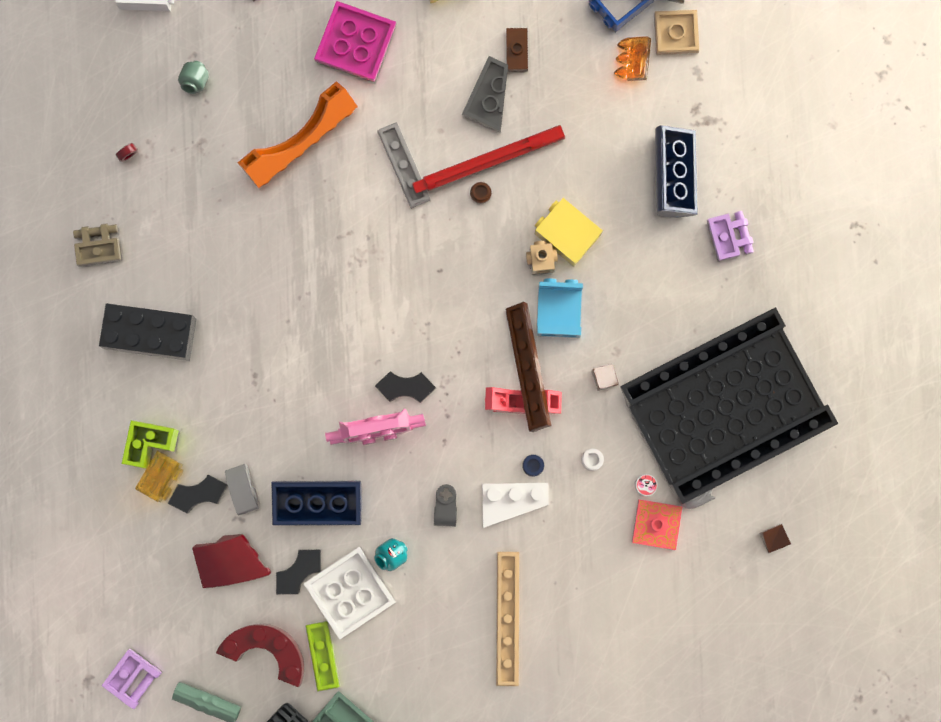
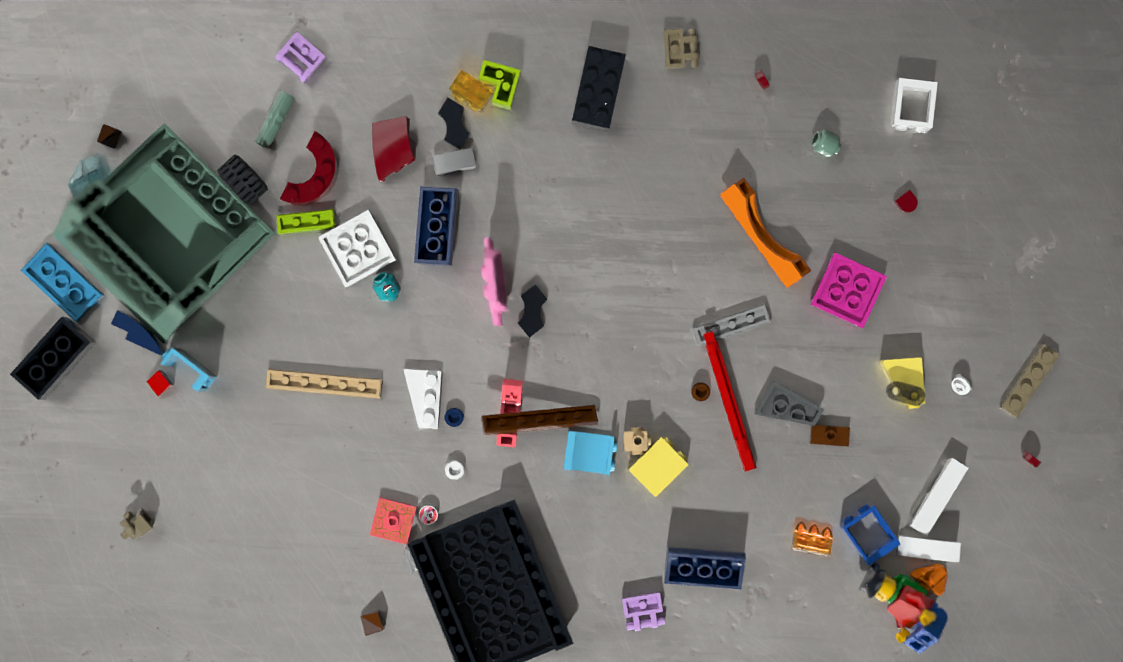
camera: 95 degrees right, 5 degrees up
(291, 579) = (373, 199): black tile -> none
(445, 511) = (422, 337): dark grey piece -> none
(605, 377) = (526, 487): slope -> none
(676, 32) = (834, 581): tan tile -> none

